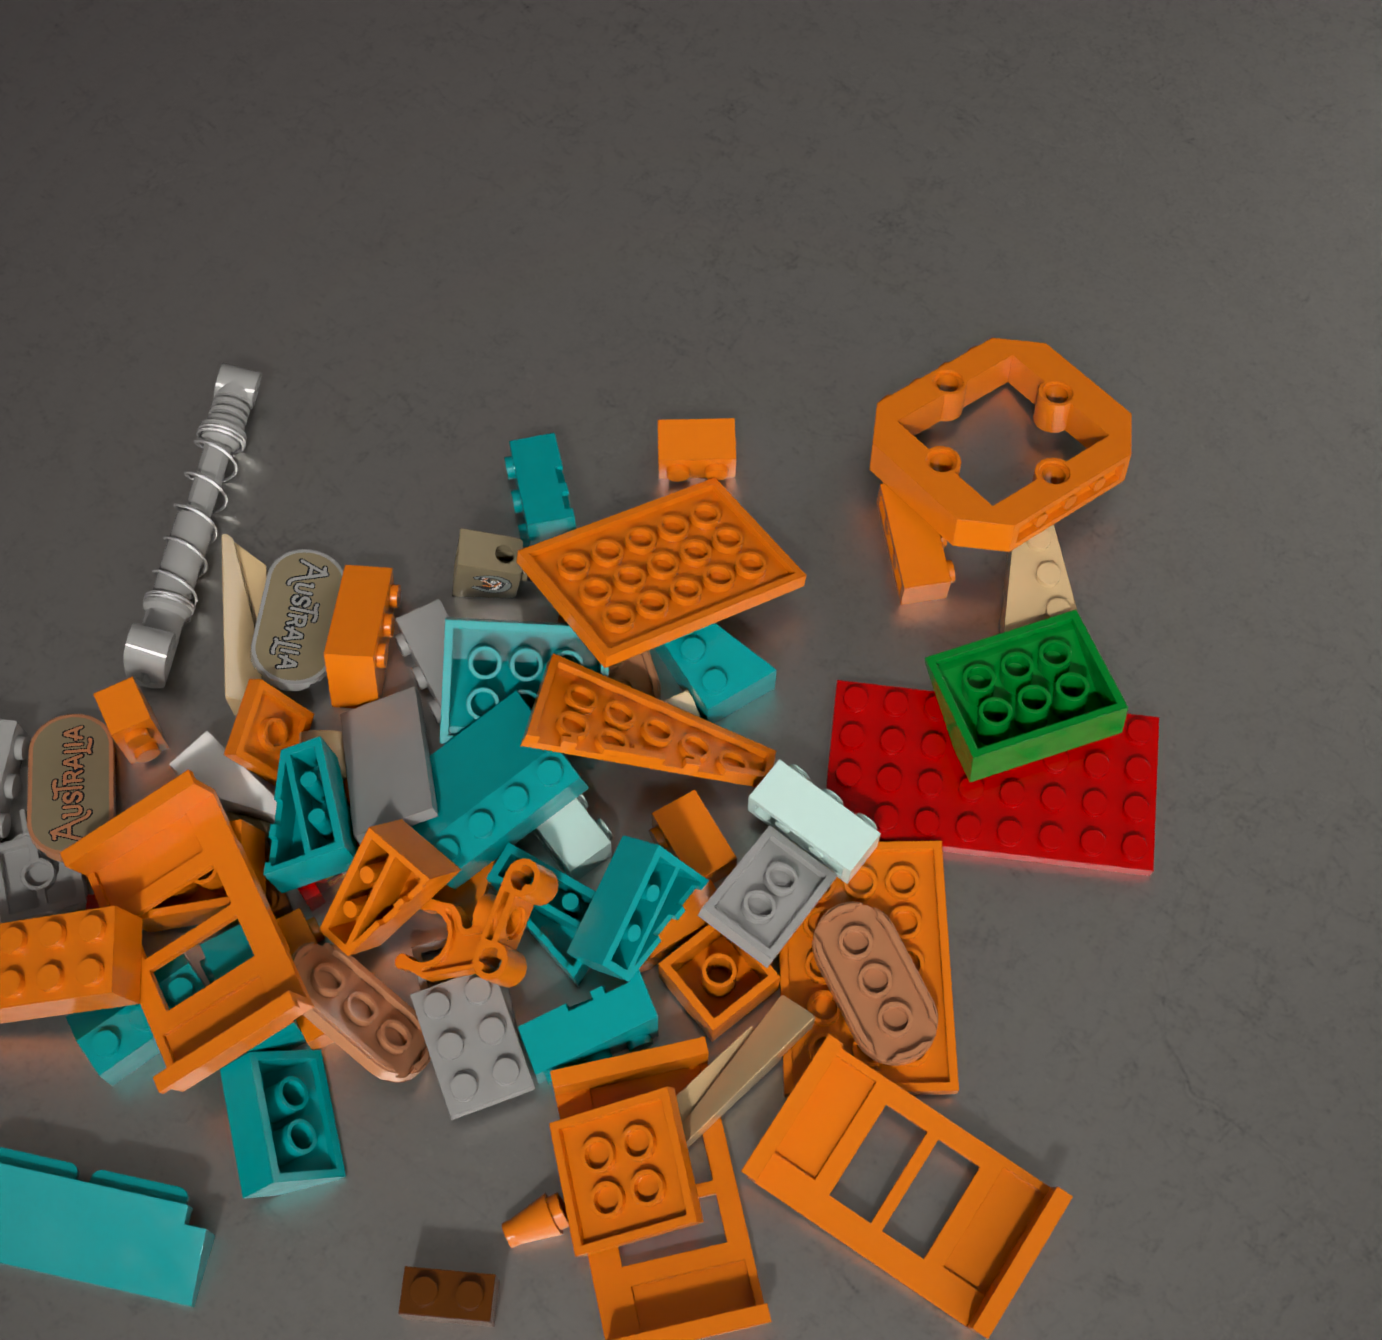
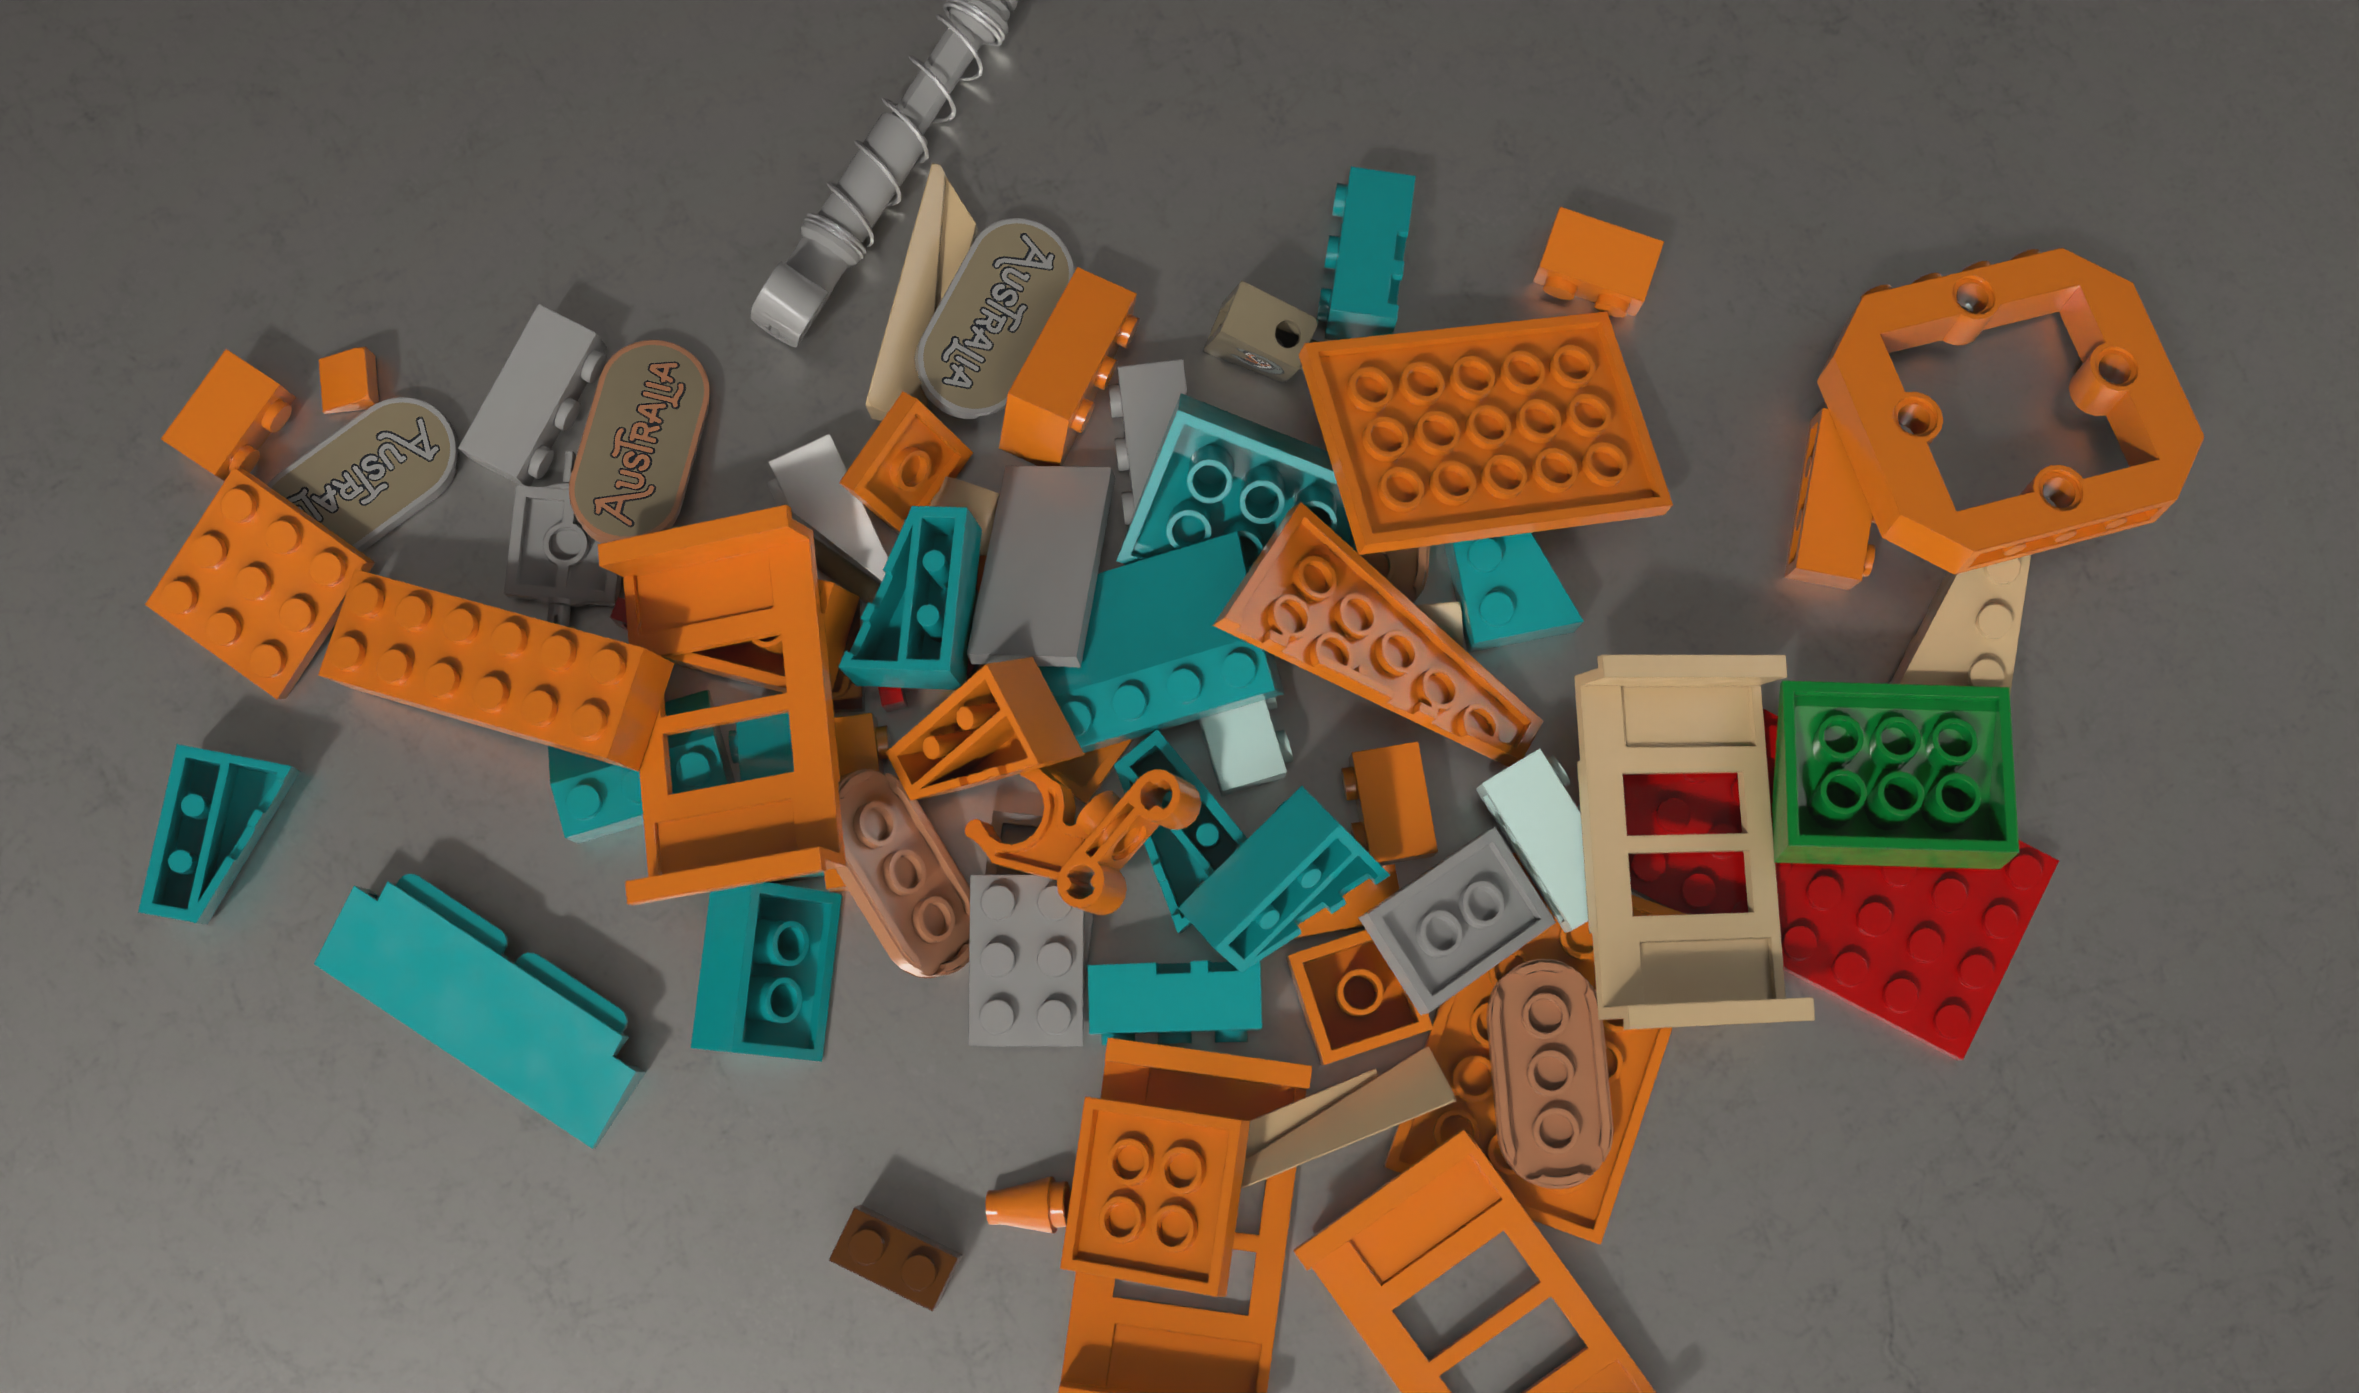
camera: 20 degrees right, 15 degrees up
(131, 721) = (739, 387): orange brick -> none
(877, 702) = (1680, 720): none -> tan piece

